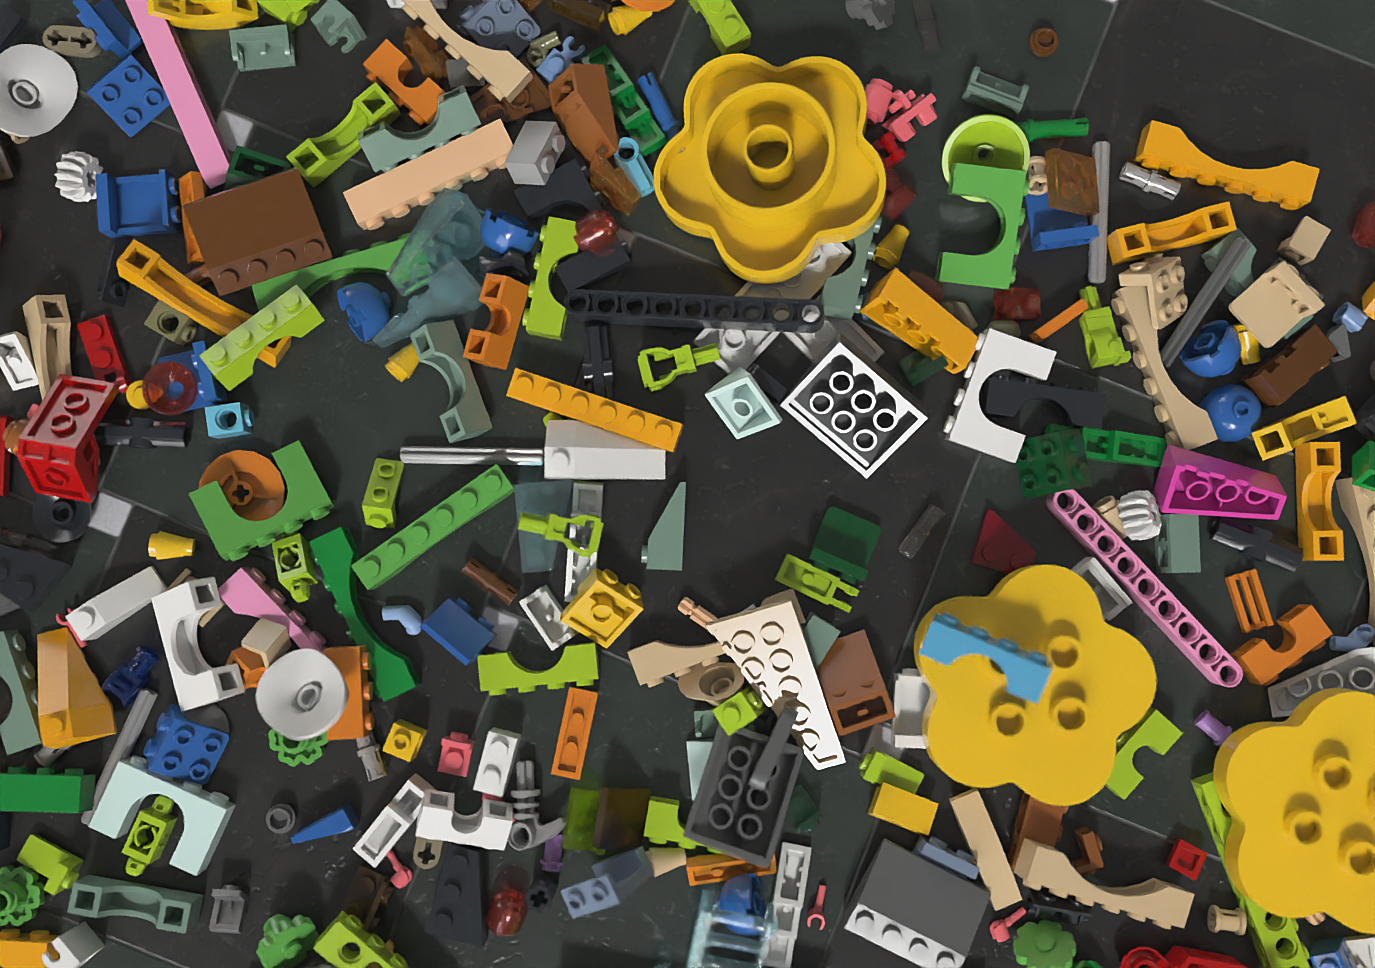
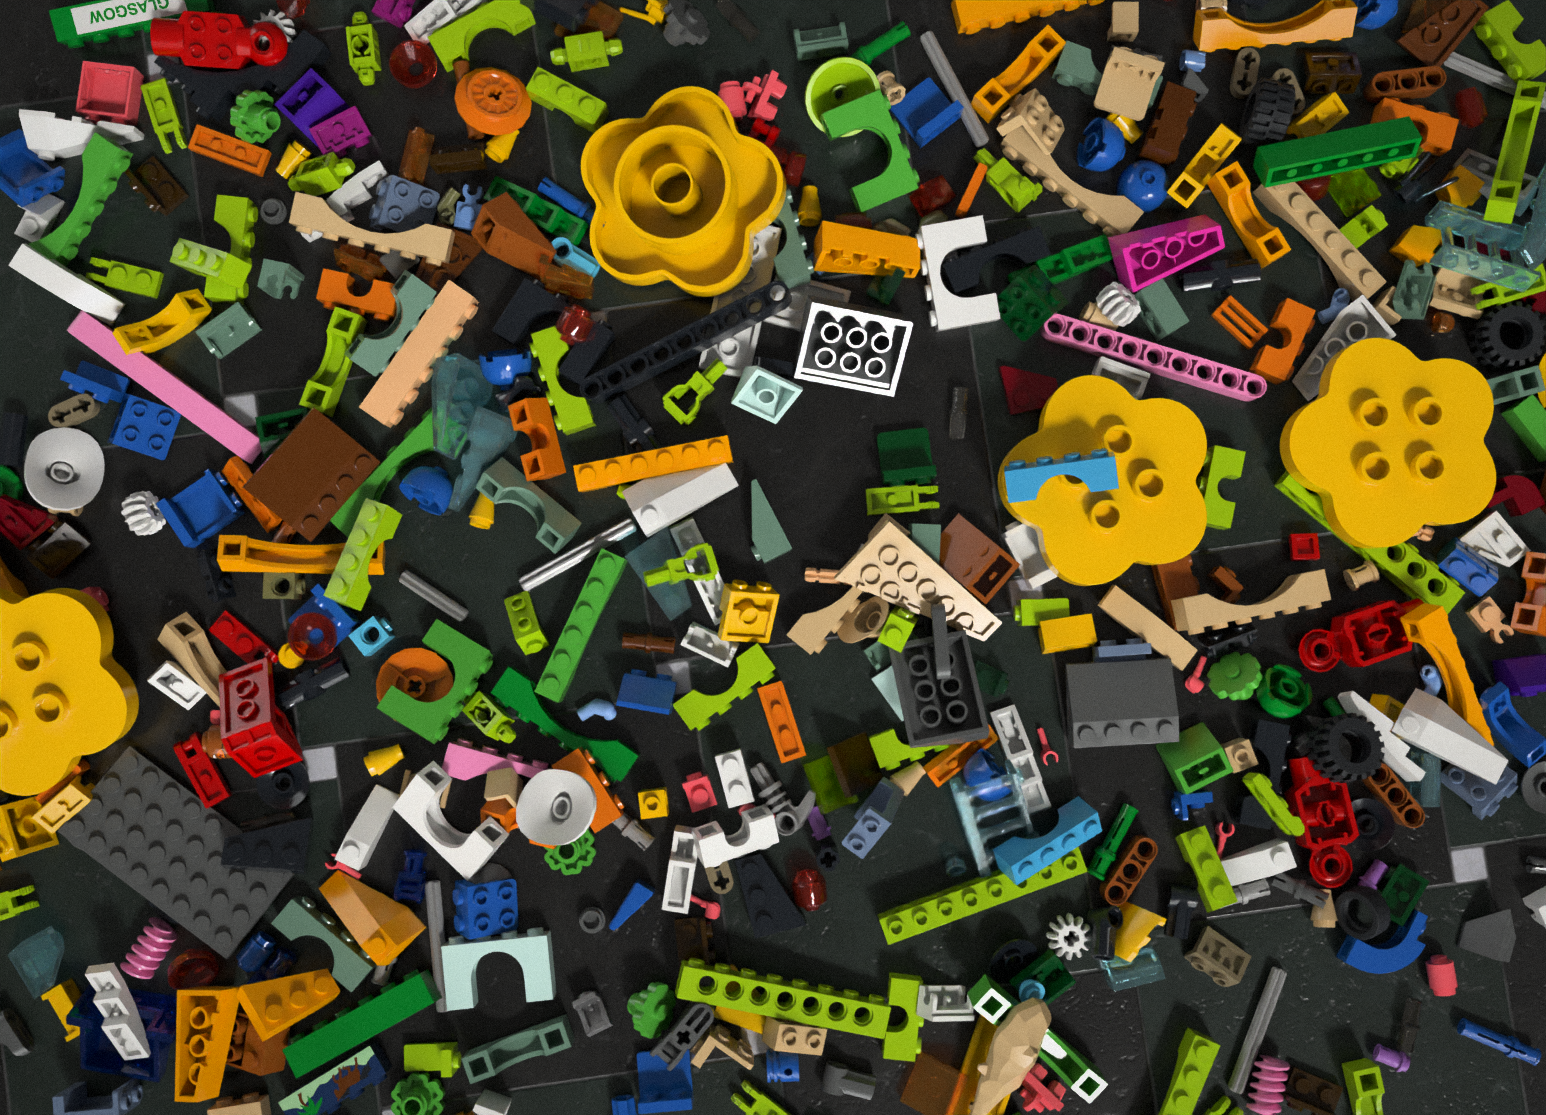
camera: 30 degrees left, 0 degrees up
(135, 846) = (491, 1006): lime piece -> none
(310, 415) = (433, 595): none -> light grey axle
(535, 152) = (491, 290): light grey brick -> none
(1072, 182) = (919, 77): clear orange plate -> none
(1149, 180) = (979, 42): light grey pin -> none
(1204, 300) = (1073, 107): dark grey axle -> none
(1213, 727) = (1267, 434): medium lavender pin -> none

